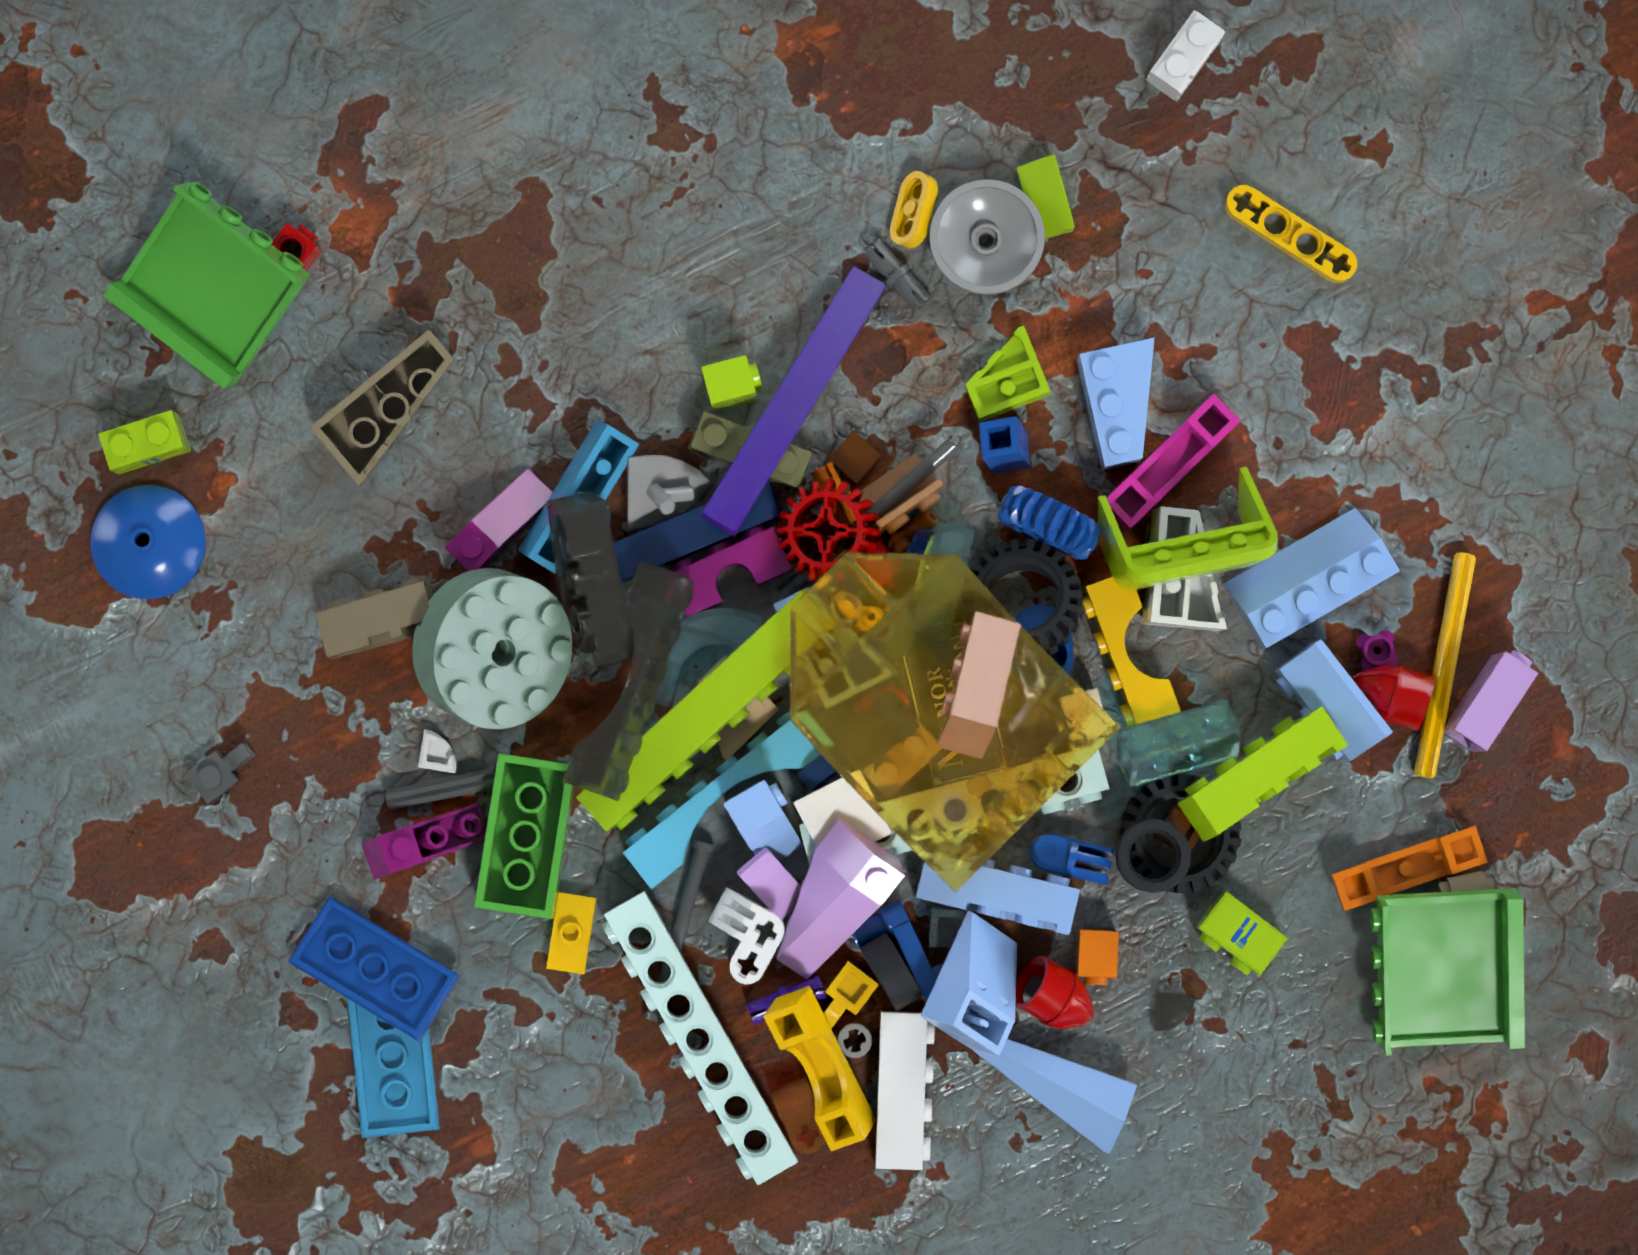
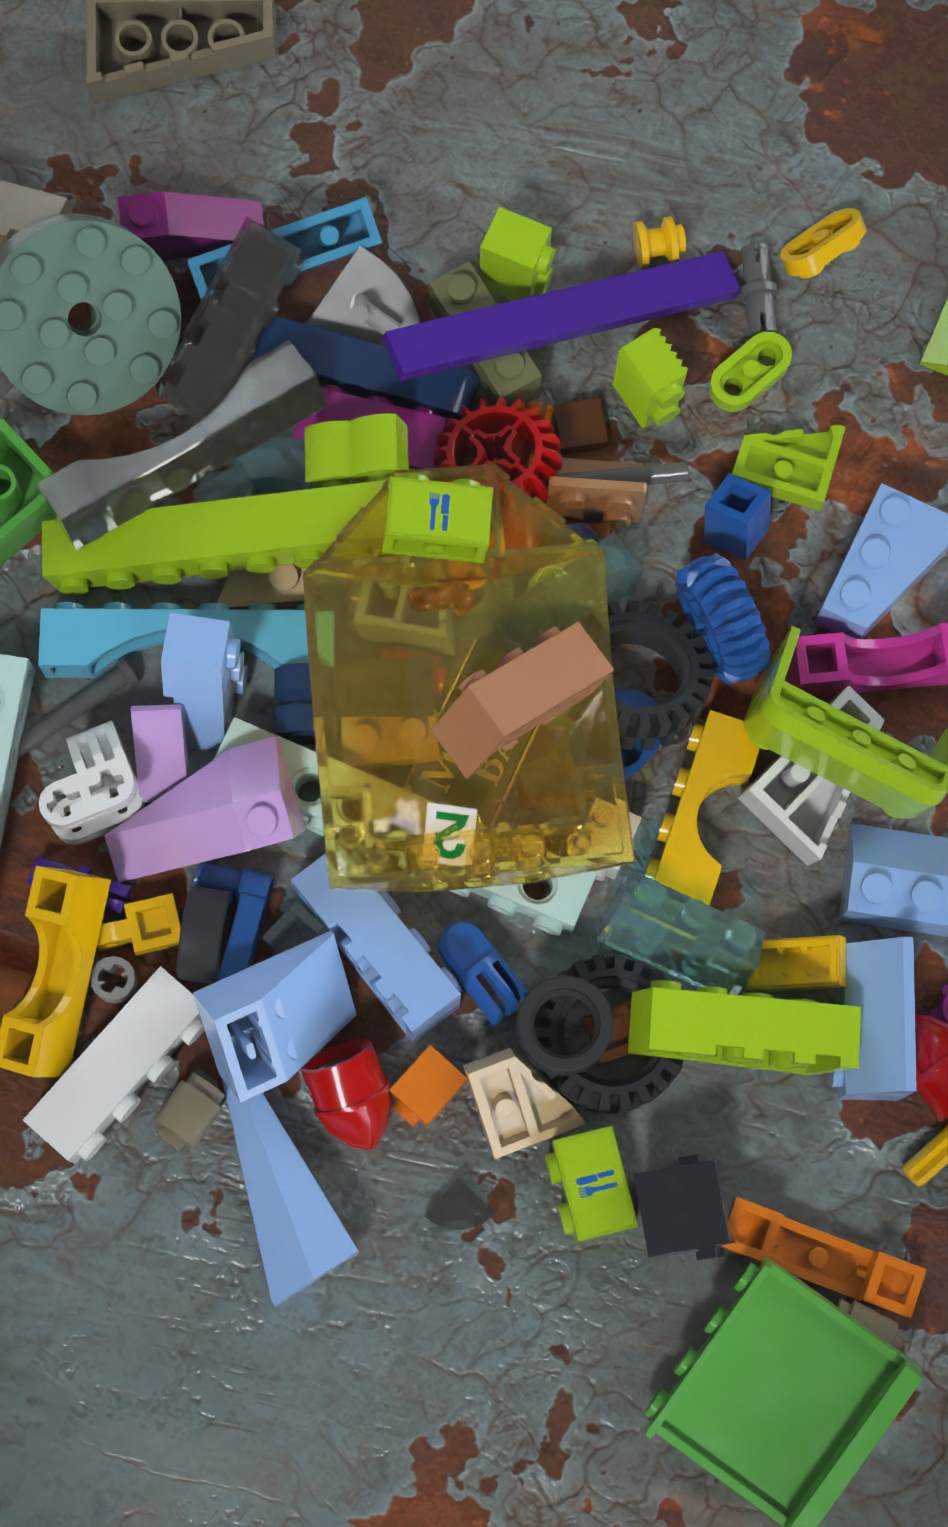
camera: 35 degrees right, 10 degrees down
(742, 602) = (355, 450): none -> lime brick
(811, 290) = (662, 241): none -> yellow wheel
(839, 800) = (290, 718): white sticker -> none
(845, 620) = (437, 518): none -> lime brick
(873, 662) = (441, 596): none -> clear orange arm
(881, 398) = (650, 379): none -> lime brick
(935, 336) = (748, 373): none -> lime plate
(966, 1083) = (188, 1113): none -> dark tan brick
(988, 789) = (439, 818): none -> white sticker
(990, 210) = (880, 288): light grey dish -> none
(1159, 921) = (517, 1103): none -> tan wing
(1263, 700) = (801, 964): none -> yellow plate
(1306, 906) = (684, 1209): none -> black plate

